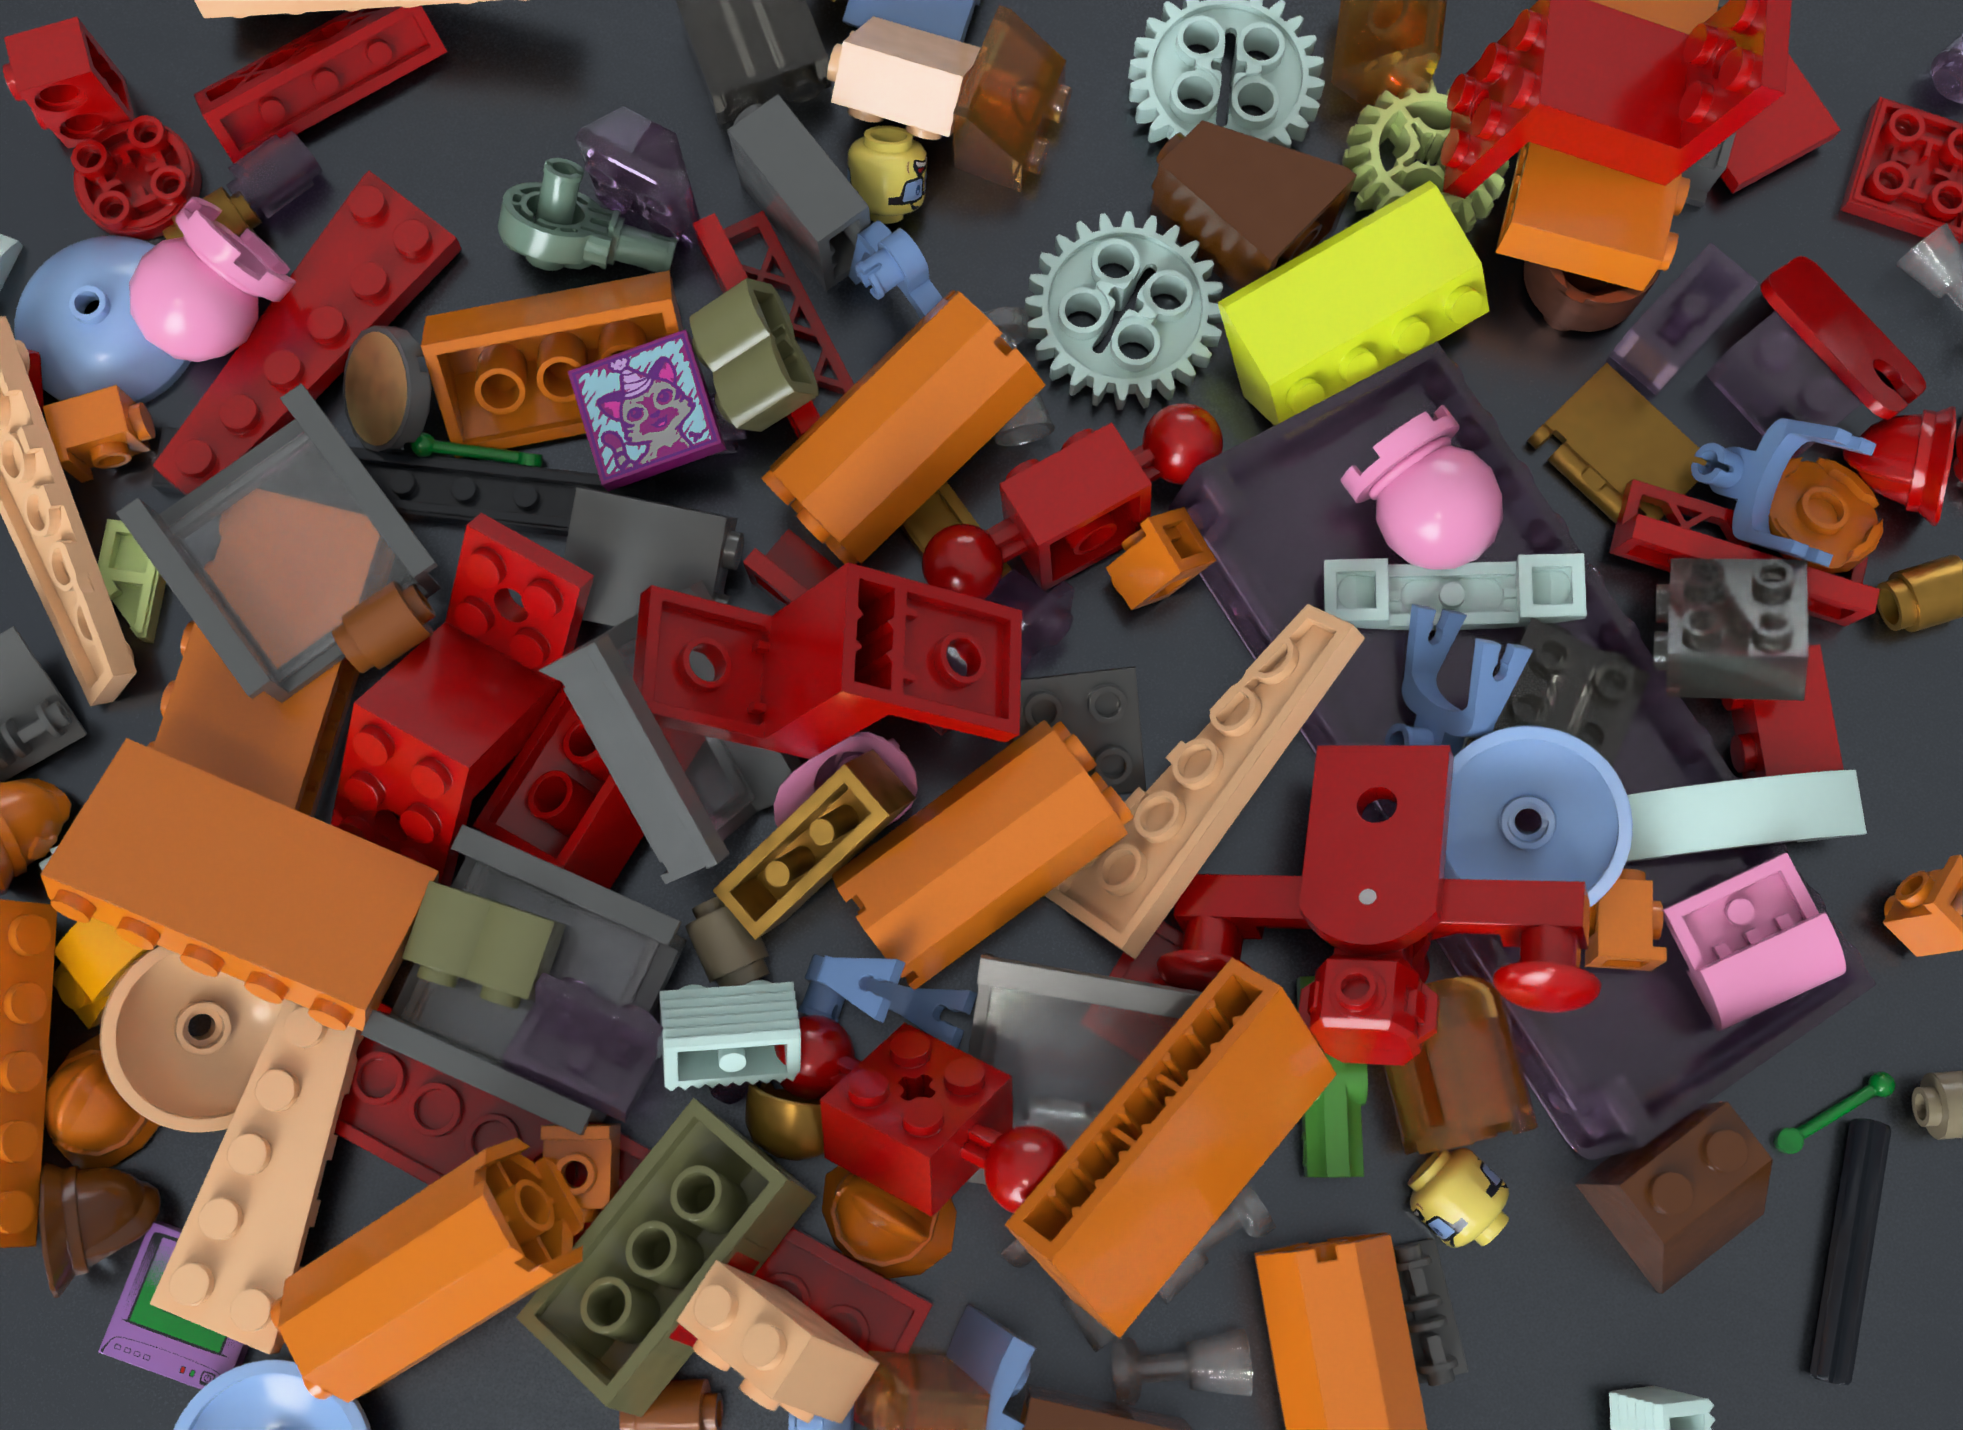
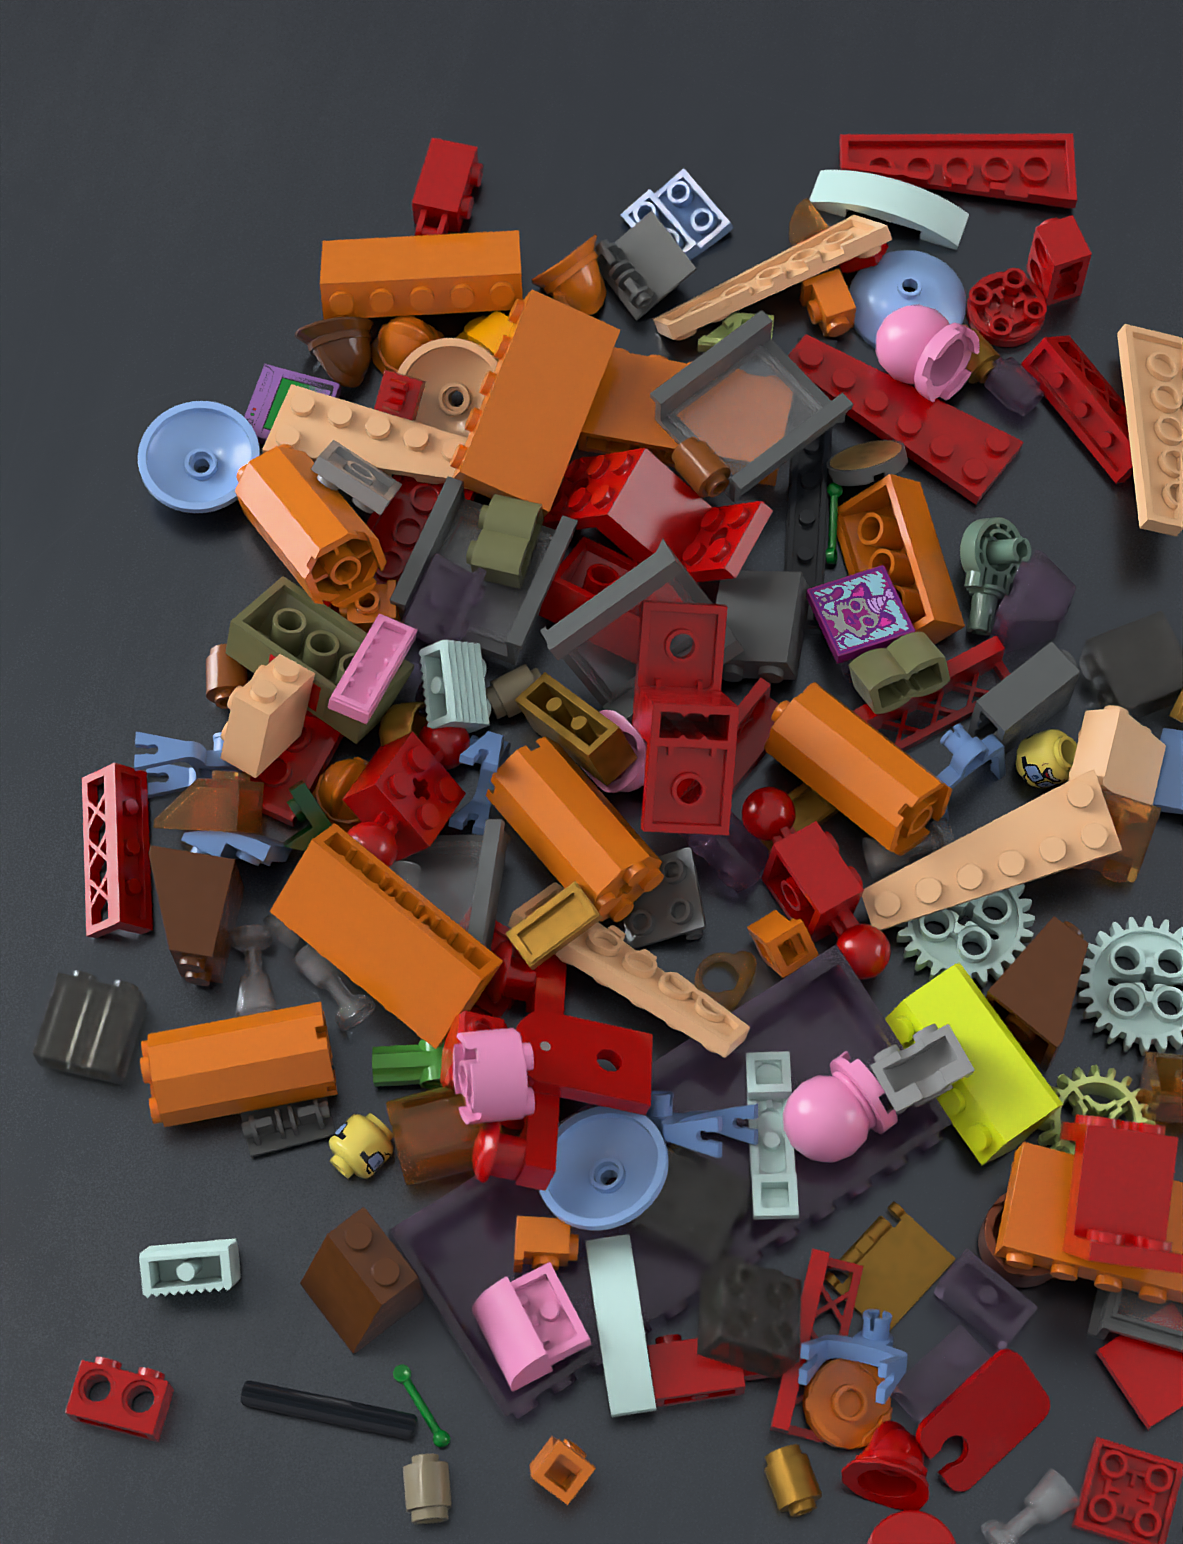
camera: 90 degrees right, 10 degrees down
(192, 1116) = (399, 395): none -> red tile
(350, 1189) = (345, 470): none -> light grey plate
(712, 1163) = (372, 669): none -> bright pink plate
(956, 1264) = (305, 807): none -> dark green slope
(1041, 188) = (1026, 844): none -> light nougat wing
(1154, 883) = (554, 925): none -> pearl gold tile
(1184, 619) = (743, 963): none -> clear orange piece
(1384, 360) = (923, 1068): none -> light grey cylinder
(1455, 968) = (493, 1075): none -> bright pink brick

